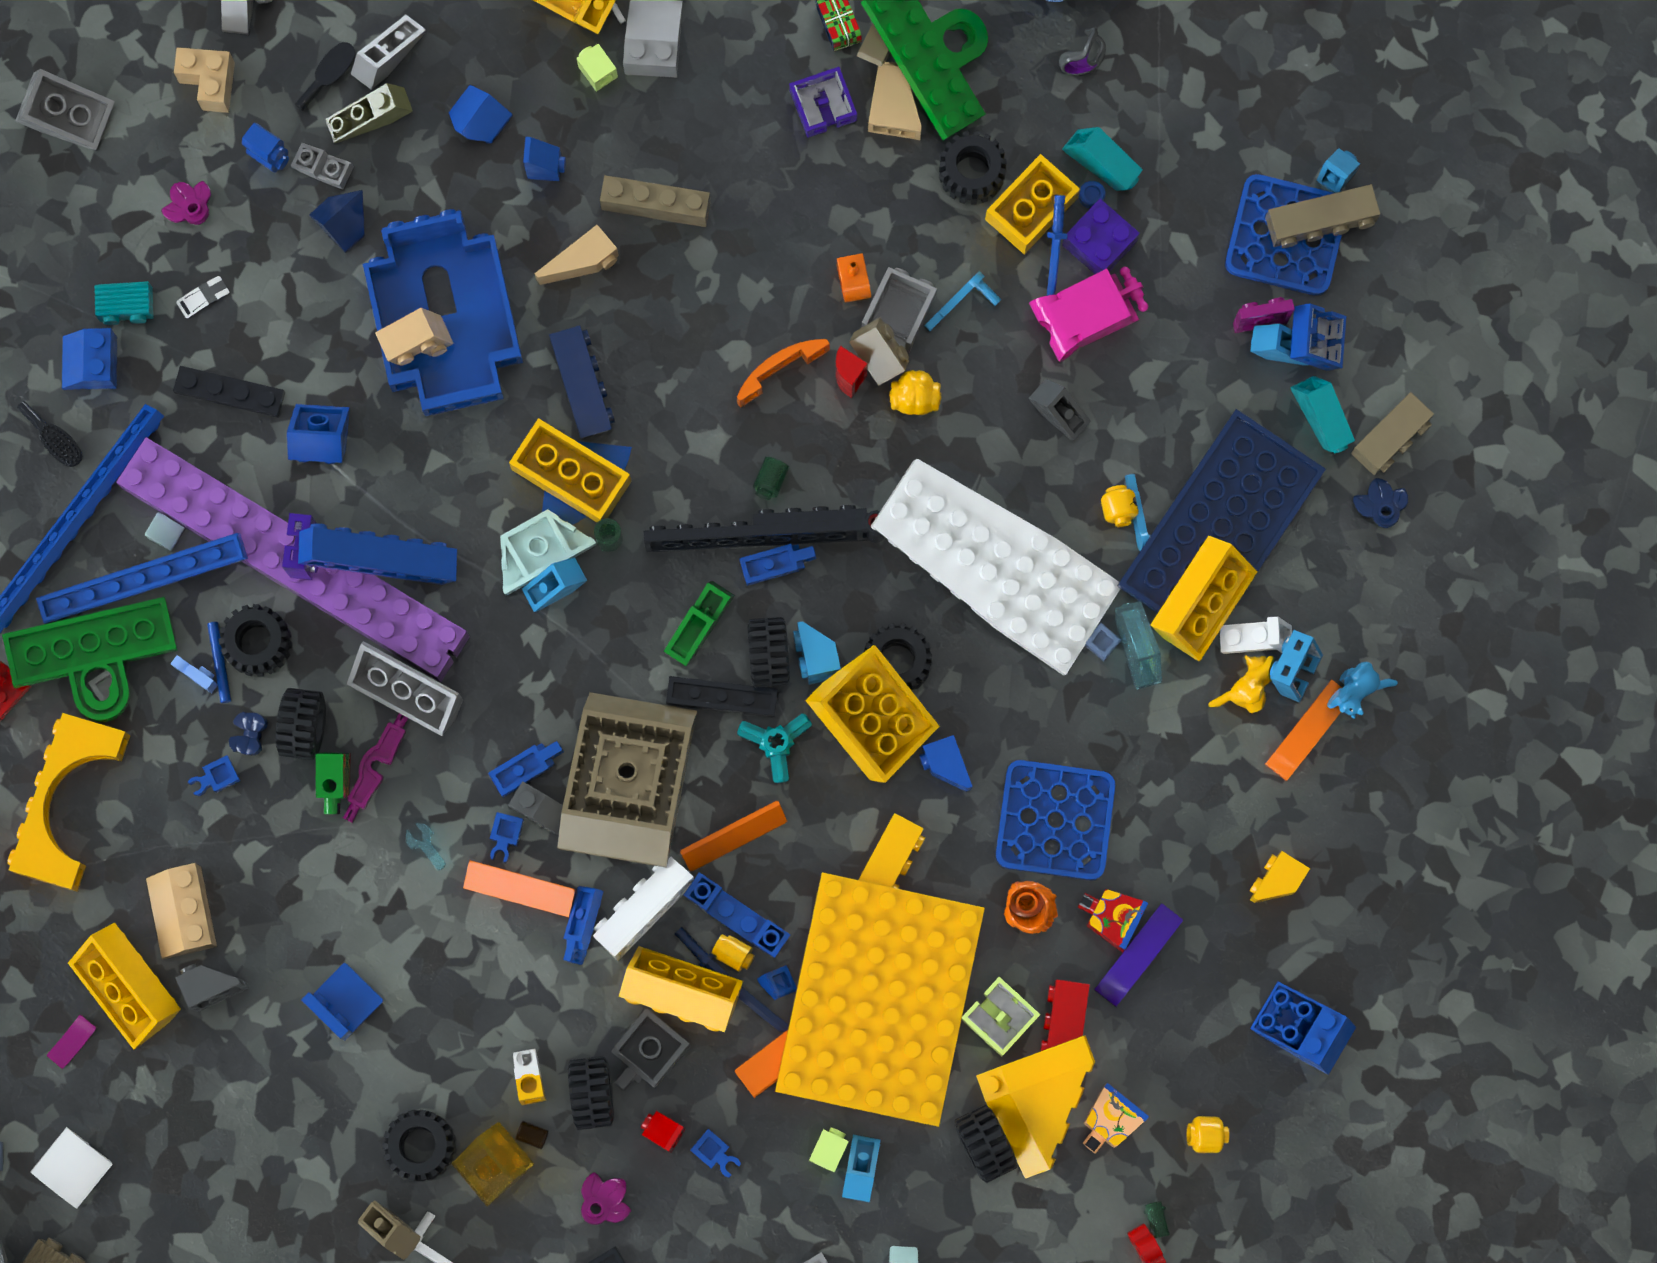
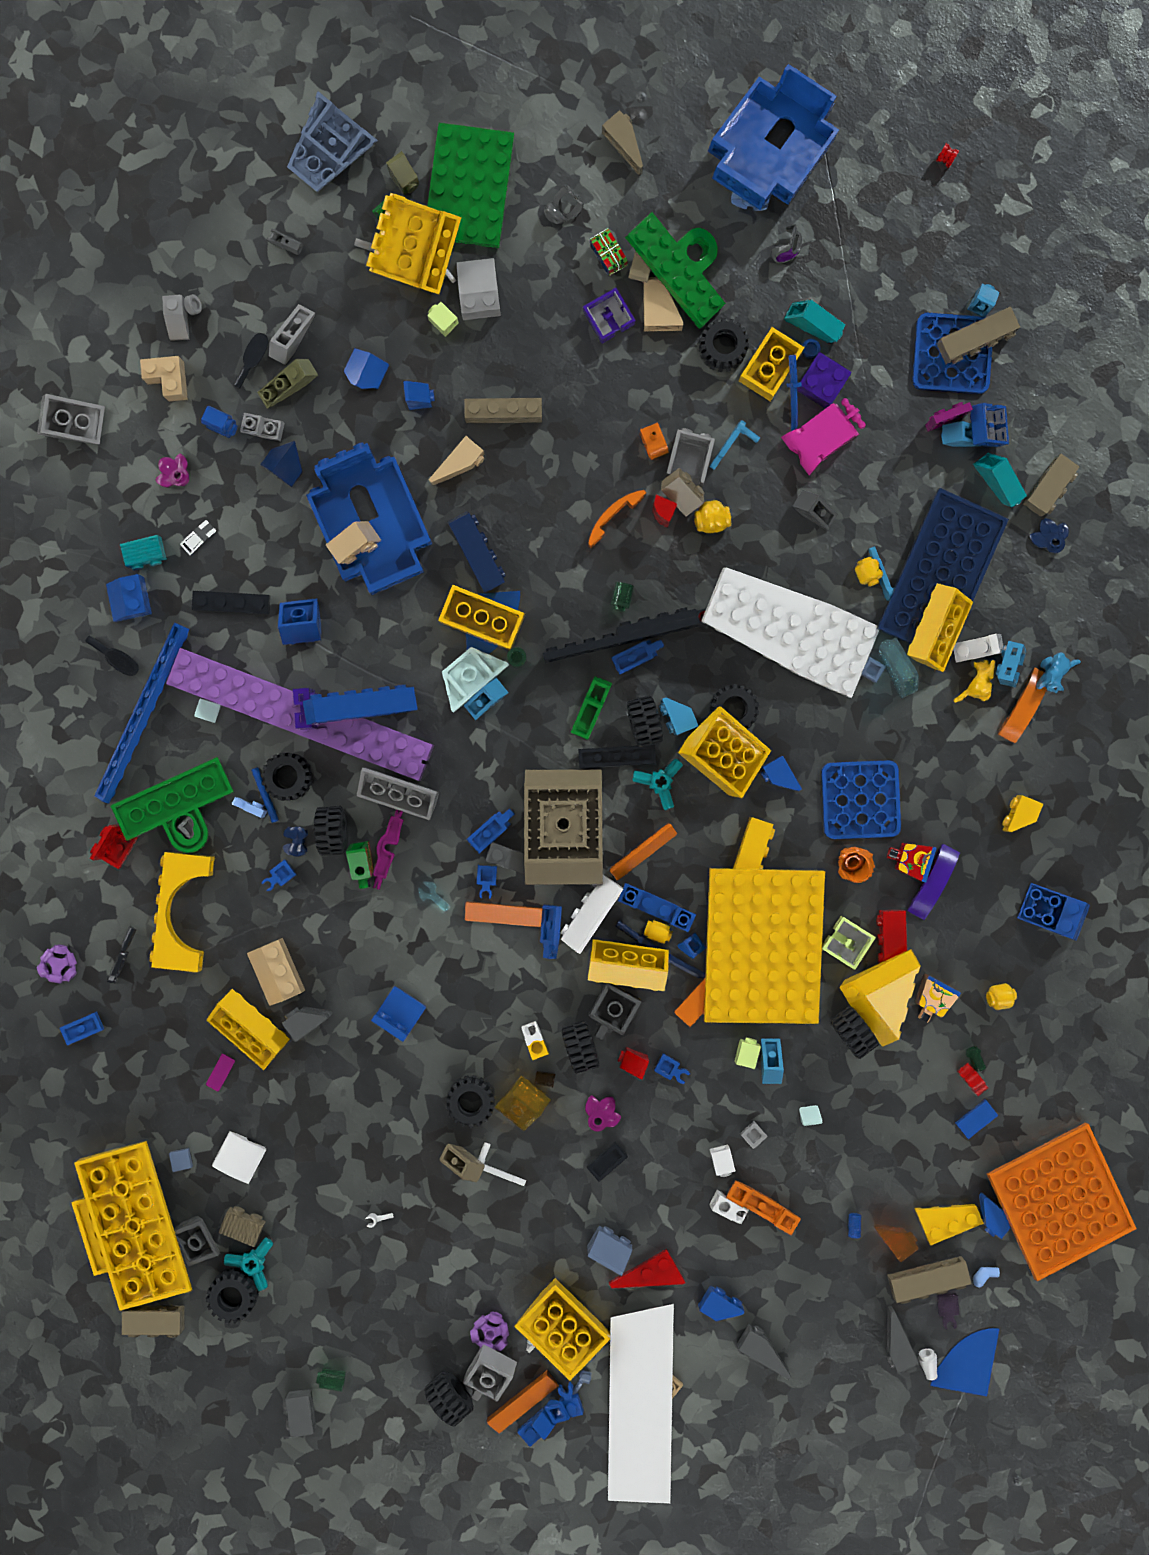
camera: 10 degrees left, 10 degrees up
(142, 578) = (199, 747): blue tile -> none

